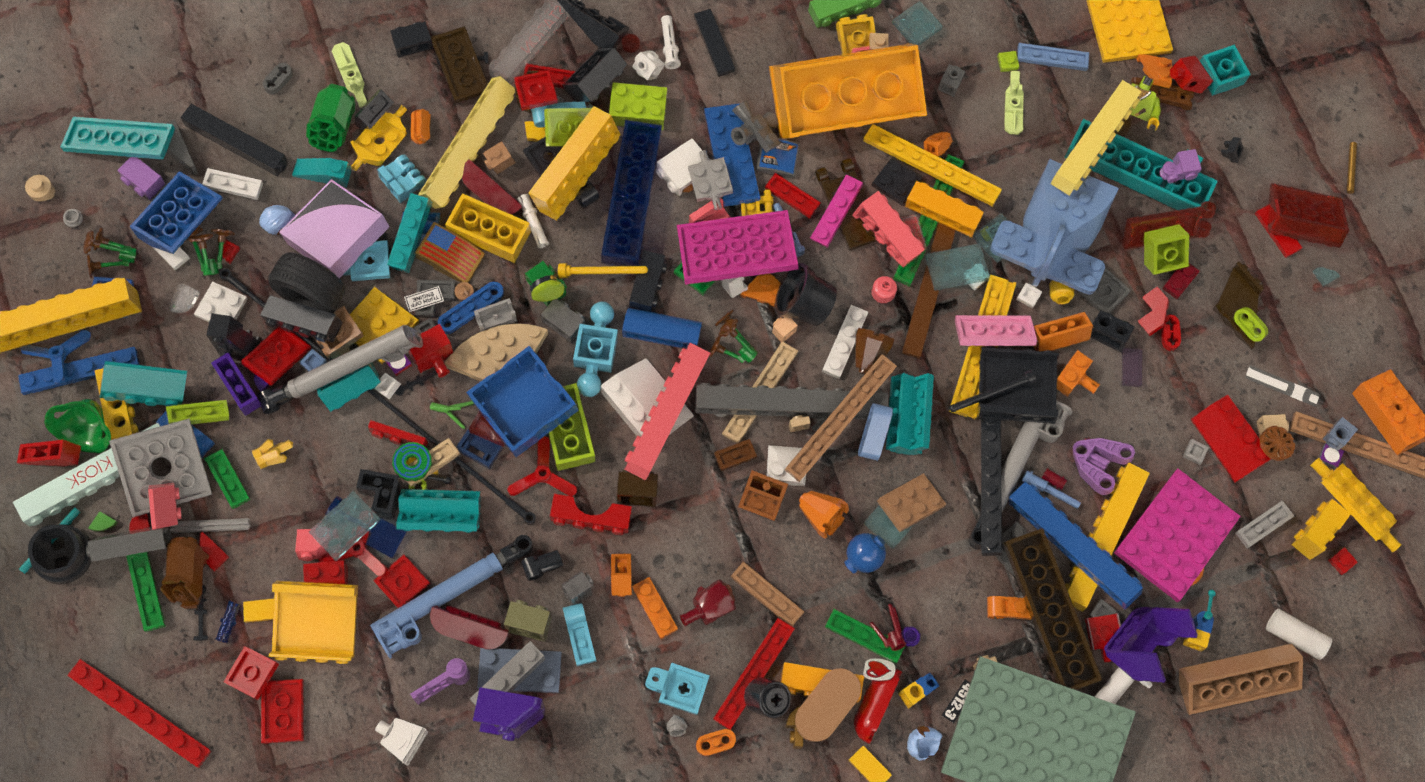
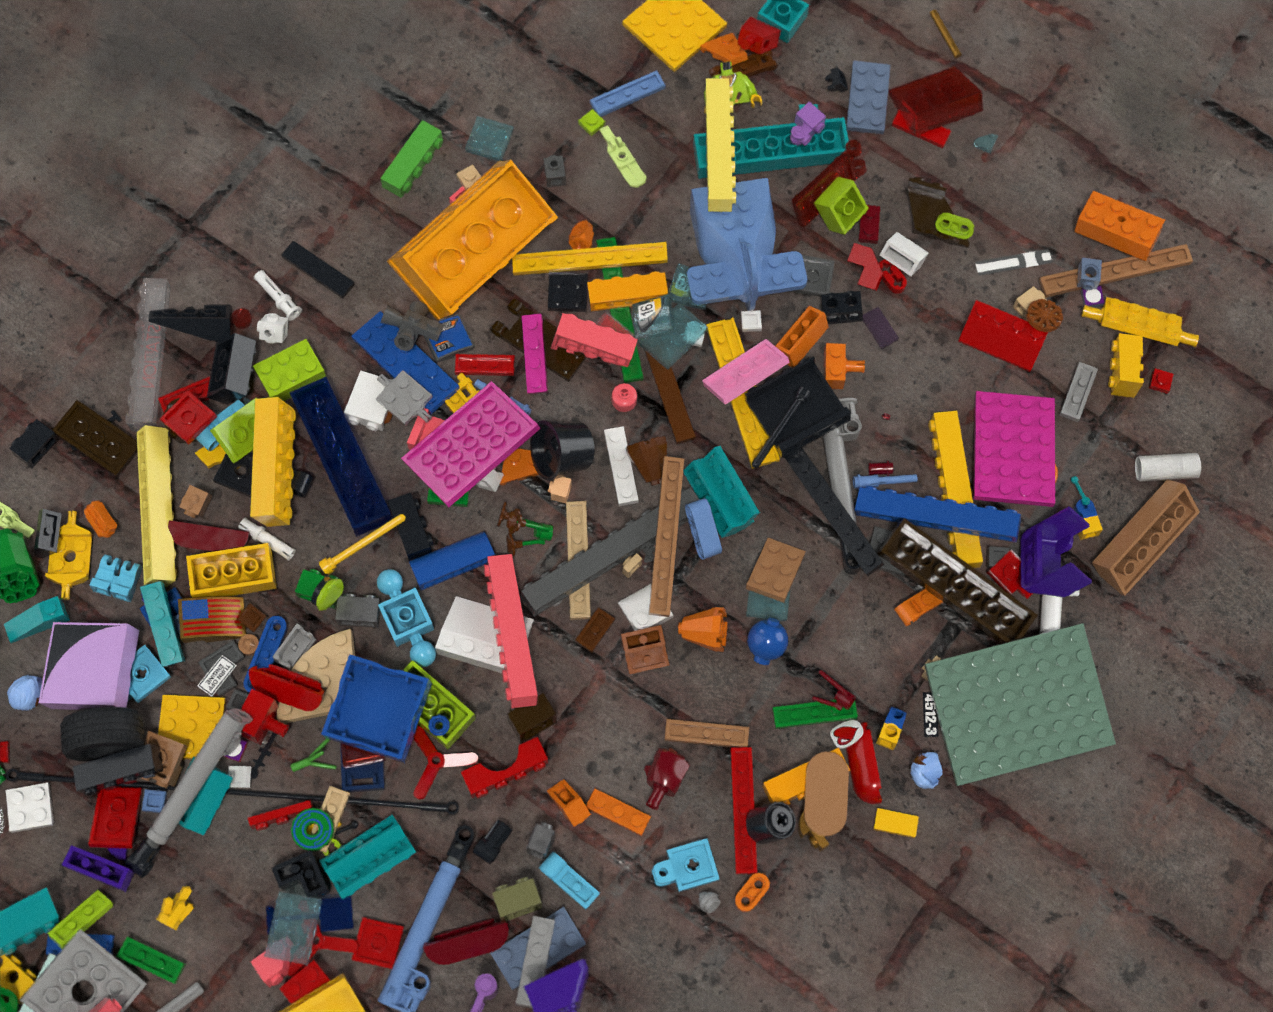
camera: 30 degrees left, 0 degrees up
(230, 337) = (62, 829): black wedge -> none
(468, 341) = (287, 687): none -> red brick
(480, 272) = (251, 617): none -> reddish brown tile
(560, 440) = (439, 719): none -> blue plate
(854, 32) = (440, 182): yellow plate -> none
(911, 636) = (853, 685): dark purple plate -> none
(949, 241) = (652, 318): none -> clear light blue slope
(1060, 293) = (777, 302): yellow head -> none
(1098, 456) = (905, 428): medium lavender connector -> none
(1192, 320) = (904, 254): none -> white brick
(1195, 451) = (981, 366): light grey tile -> none
(1250, 179) = (868, 97): none -> sand blue plate

